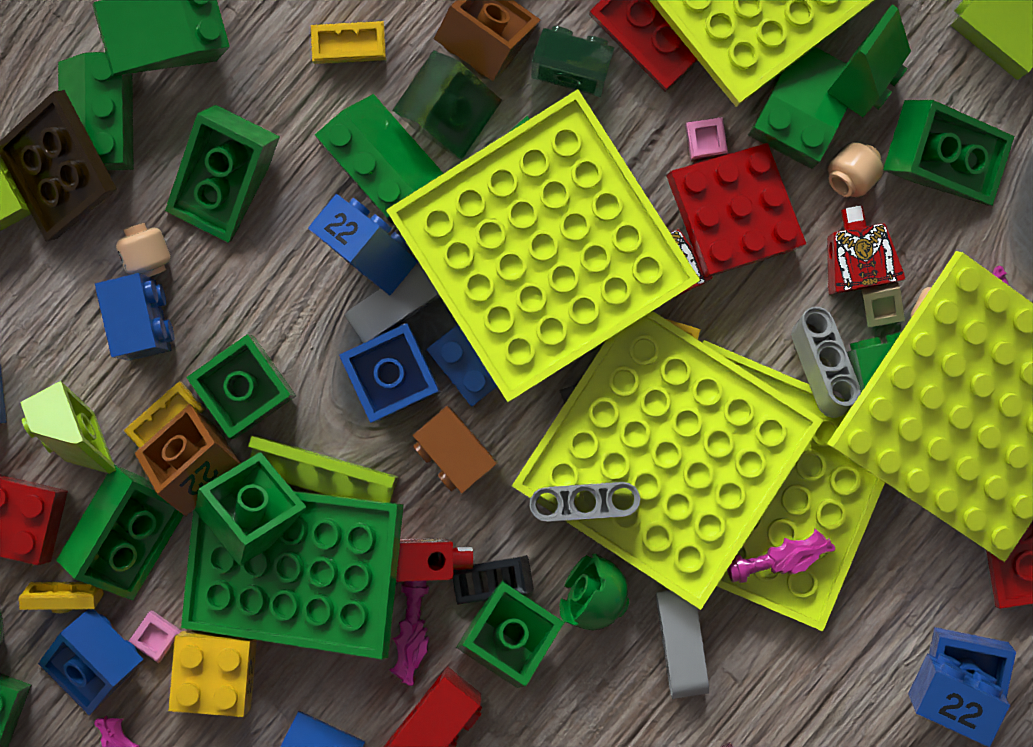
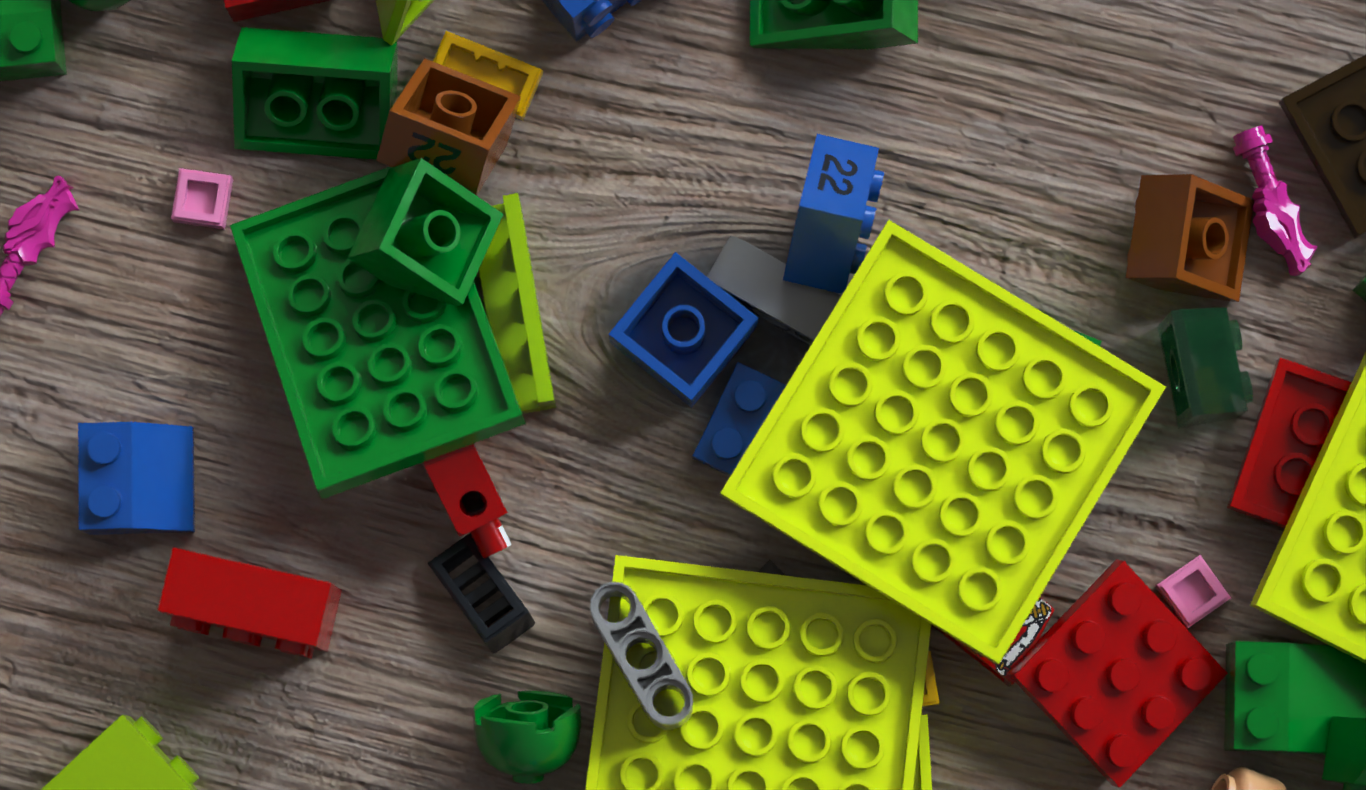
camera: 65 degrees right, 5 degrees down
(59, 596) = (197, 55): yellow plate -> none
(90, 660) = (134, 132): blue slope -> none
(212, 674) = (191, 293): yellow brick -> none
(241, 386) = (574, 151): green brick -> none
(348, 42) = (1082, 70): yellow plate -> none
(377, 153) = (959, 176): green slope -> none
(412, 640) = (354, 526): dark pink piece -> none
(447, 104) = (1066, 235): clear green slope -> none
(453, 450) = (625, 459): dark orange brick -> none
(510, 635) = (422, 648): green slope -> none

